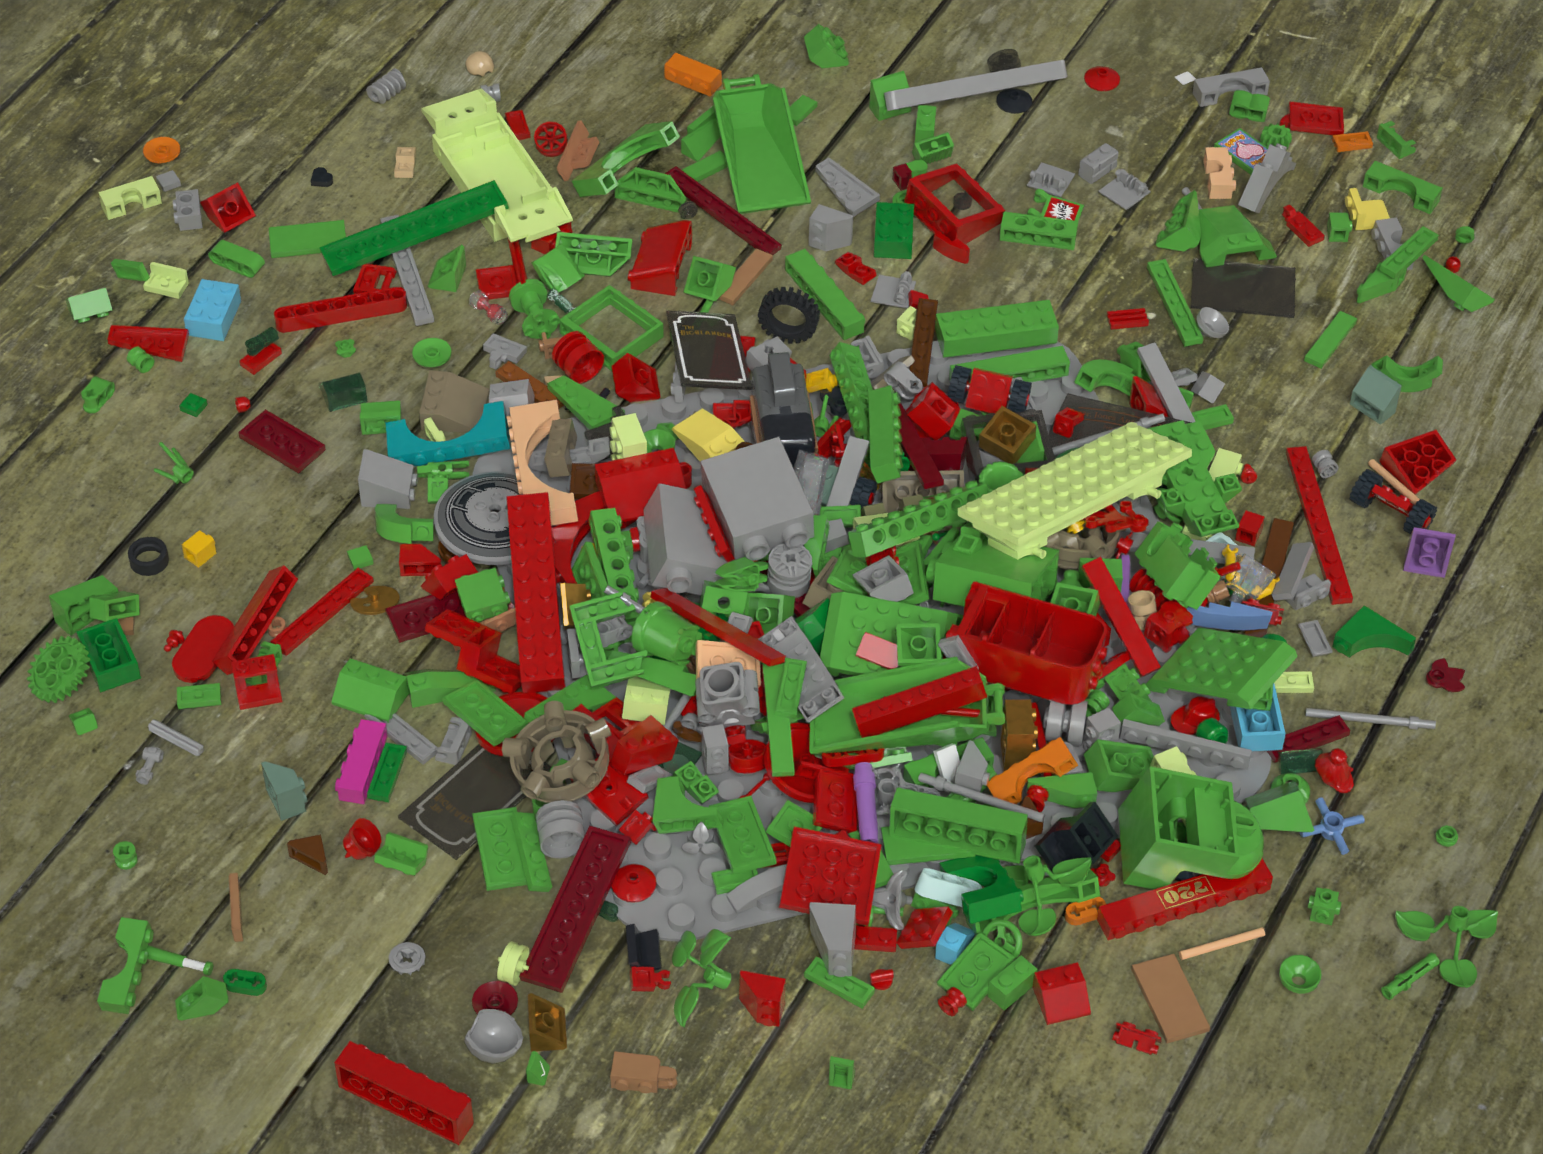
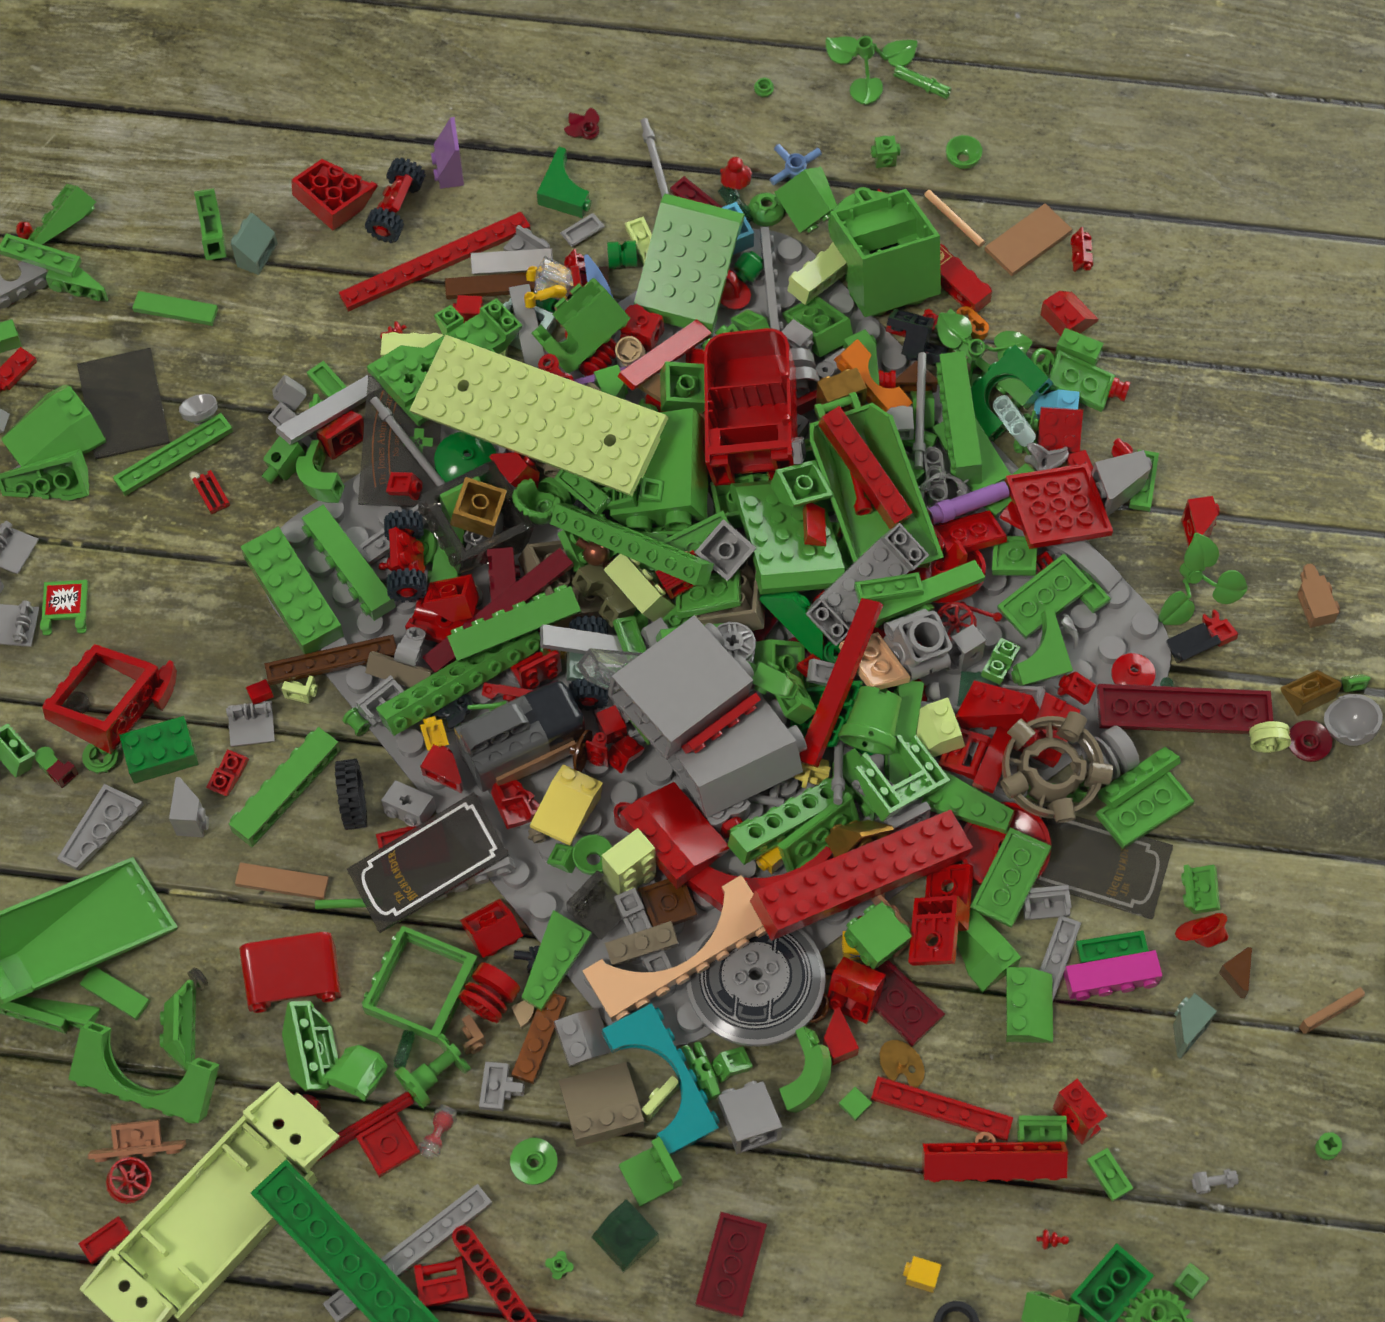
camera: 110 degrees left, 15 degrees up
(176, 737) = (1168, 1173): light grey axle -> none
(200, 647) = (1046, 1204): red tile -> none
(407, 950) = (1312, 835): light grey gear -> none
(449, 270) = (394, 1204): bright green slope -> none
(493, 91) = (61, 1293): light grey wheel -> none
(686, 733) = (946, 686): reddish brown bar -> none
(708, 278) = (308, 908): bright green slope -> none
(724, 213) = (185, 944): dark red tile -> none
(841, 1072) = (1236, 443): bright green slope -> none
(1038, 230) = (106, 578): bright green brick -> none
(1325, 464) = (358, 270): light grey wheel -> none
(1393, 481) = (362, 208): light nougat bar -> none

